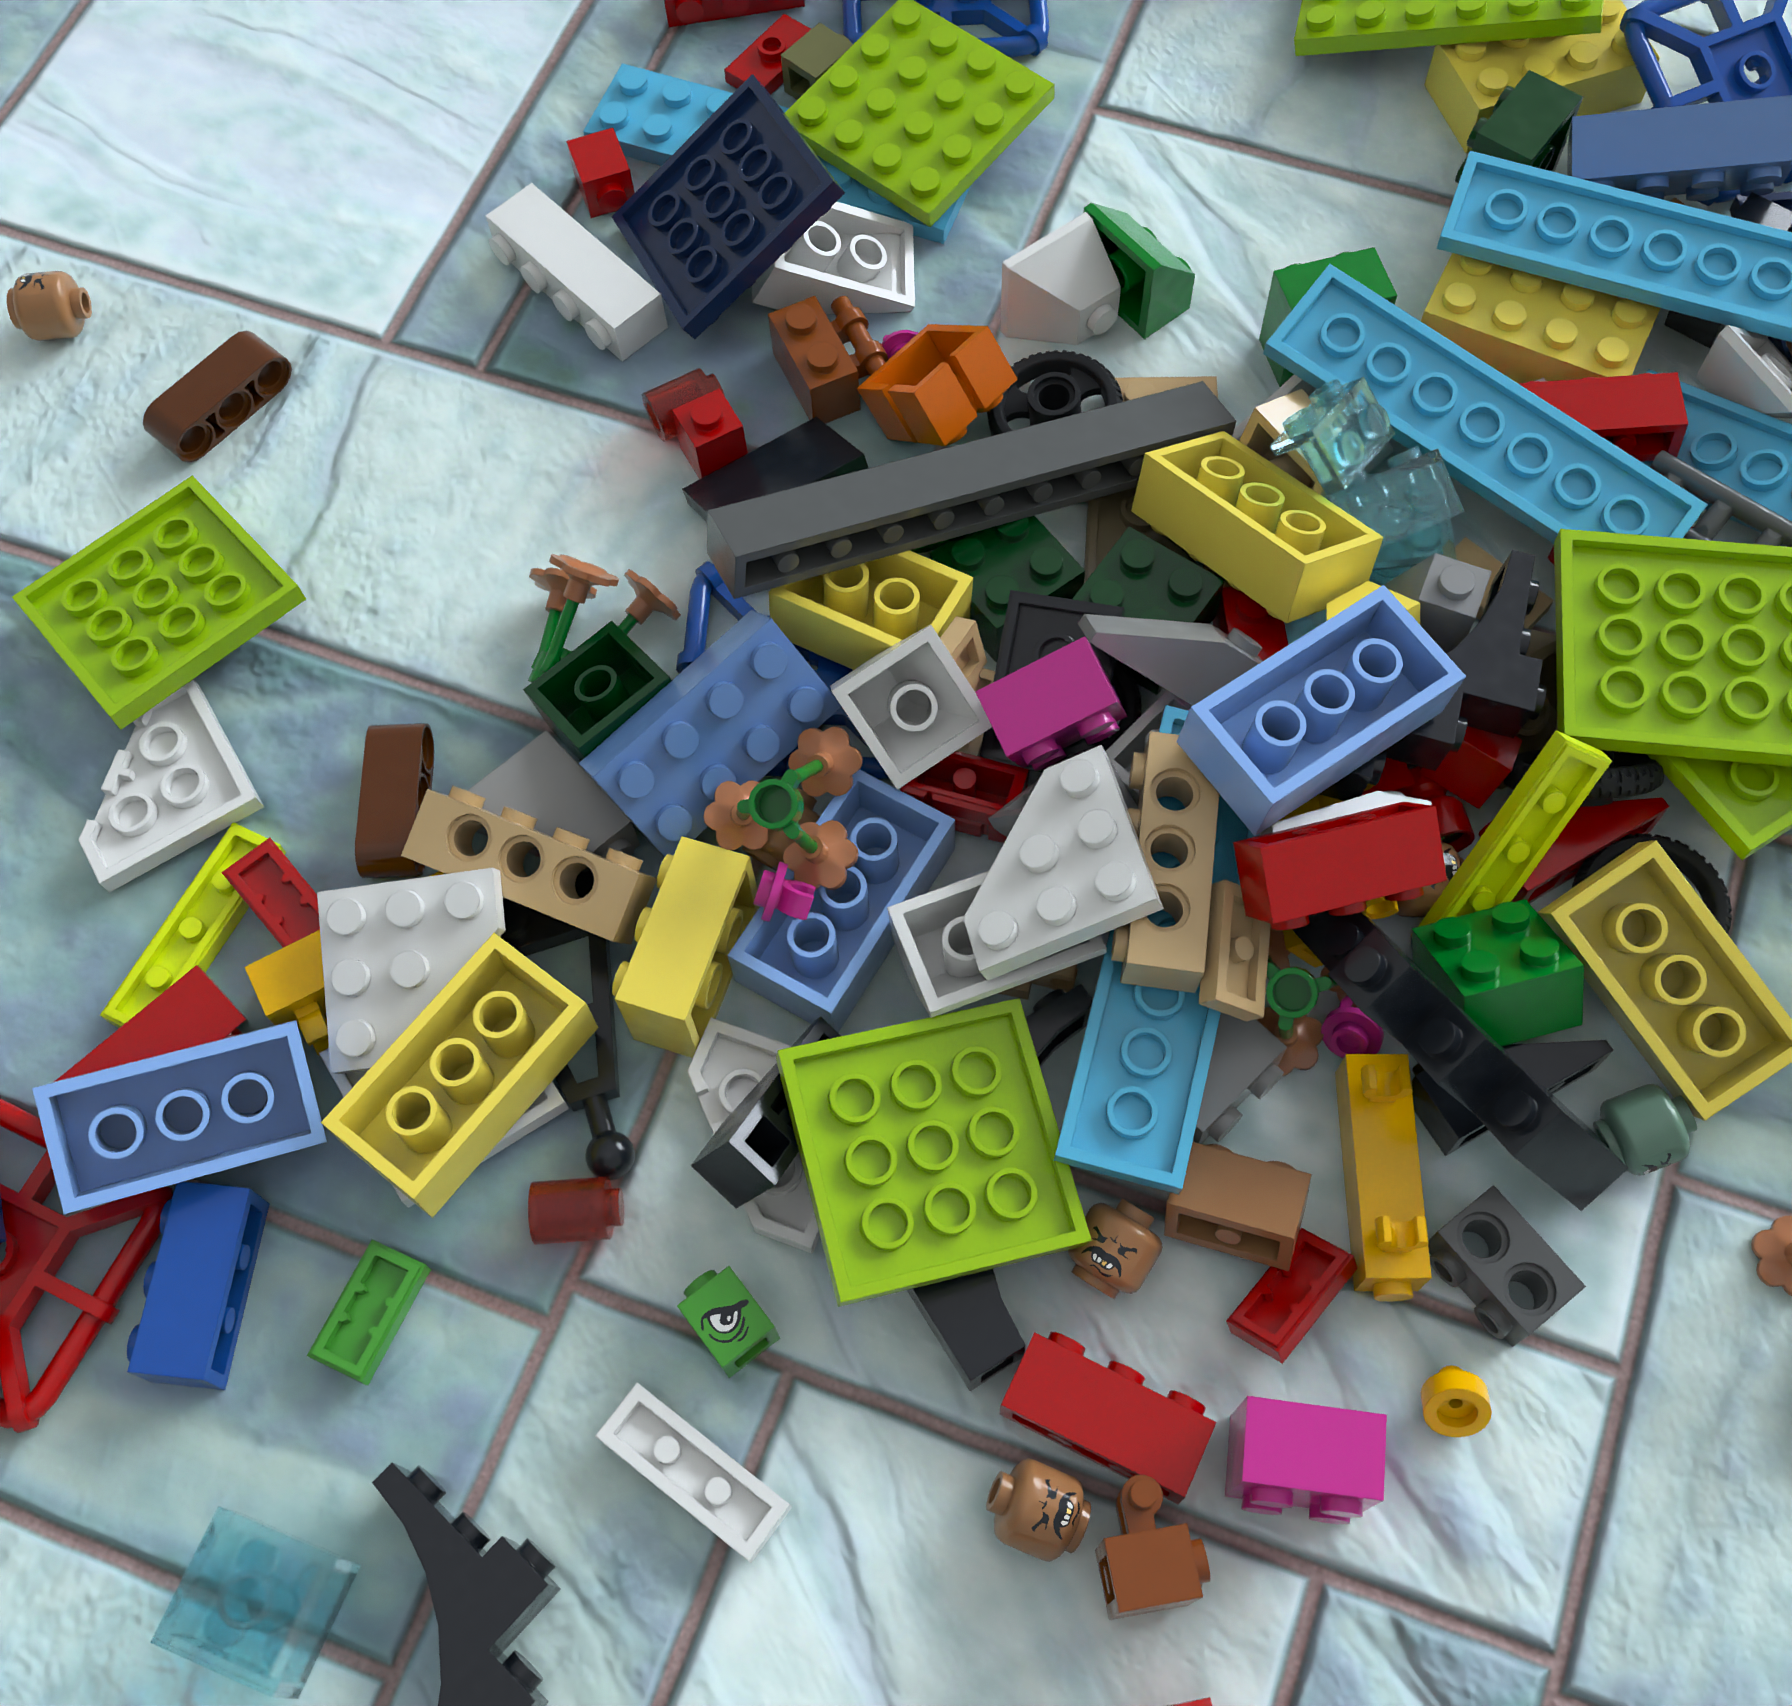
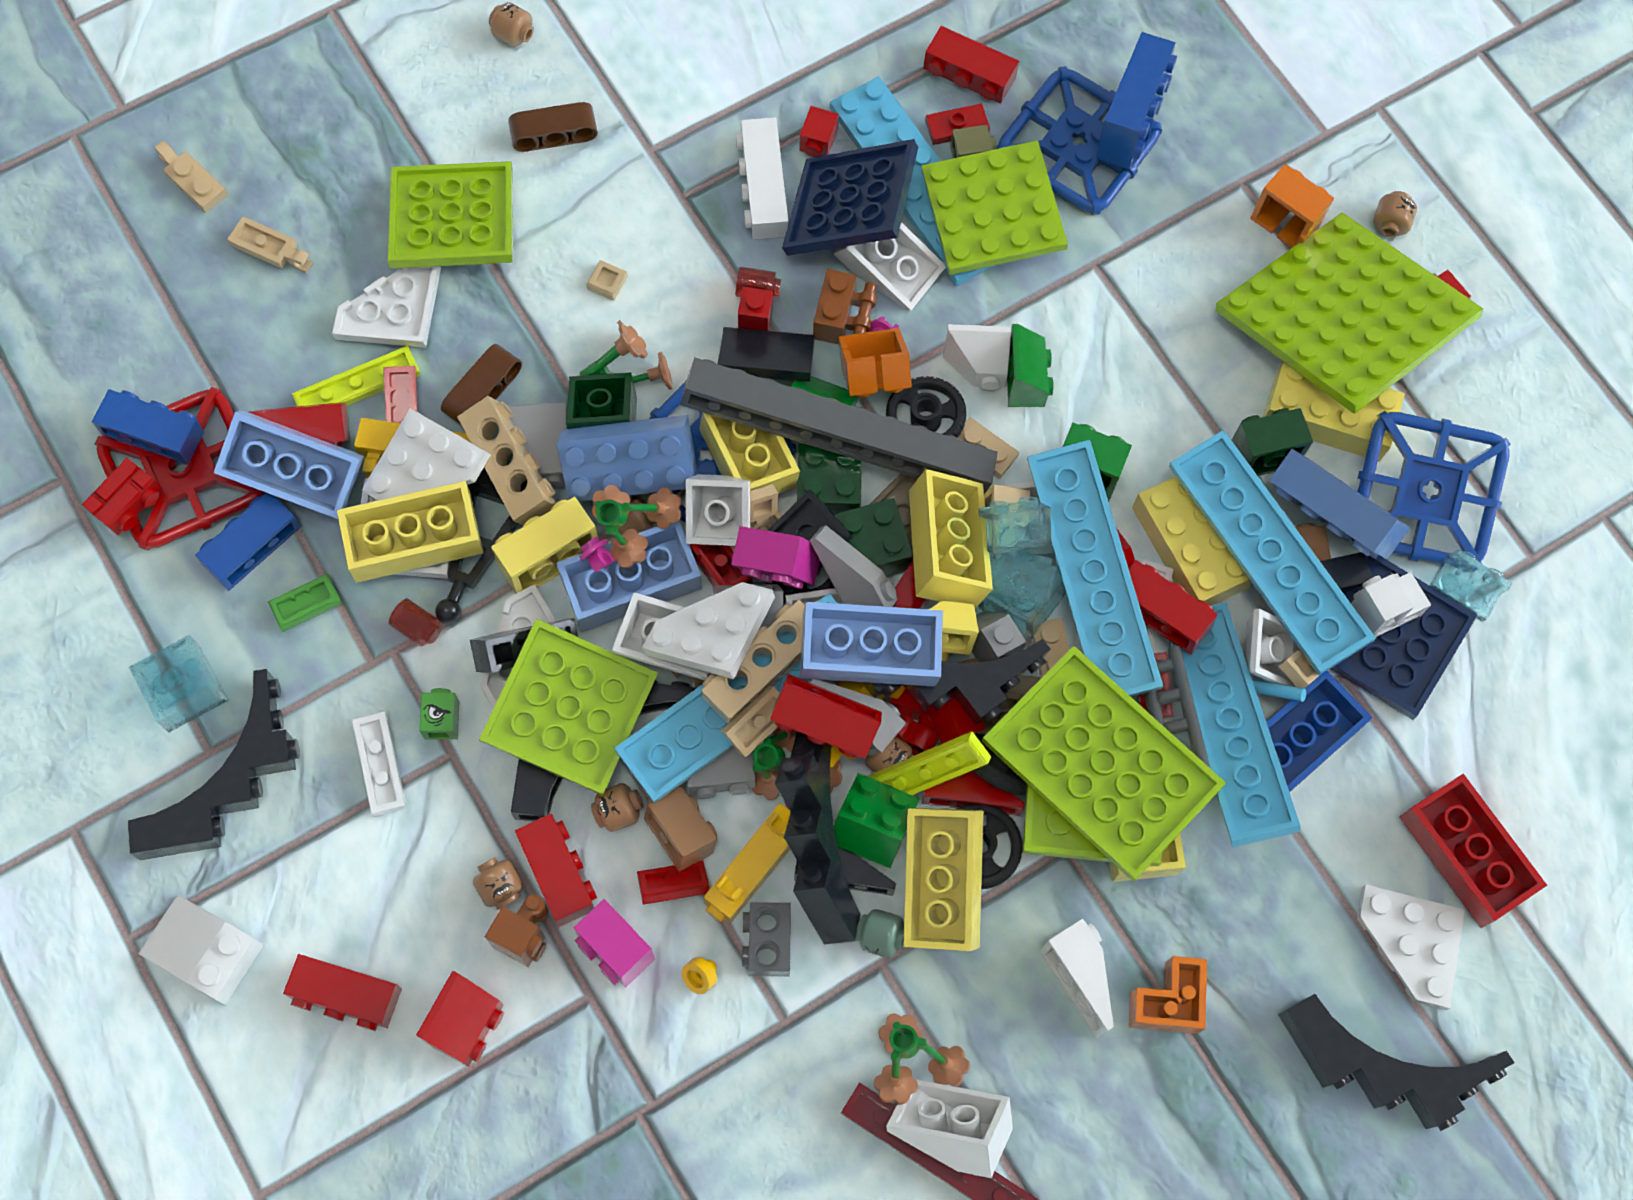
camera: 30 degrees right, 5 degrees up
(462, 541) = (607, 280): none -> tan tile

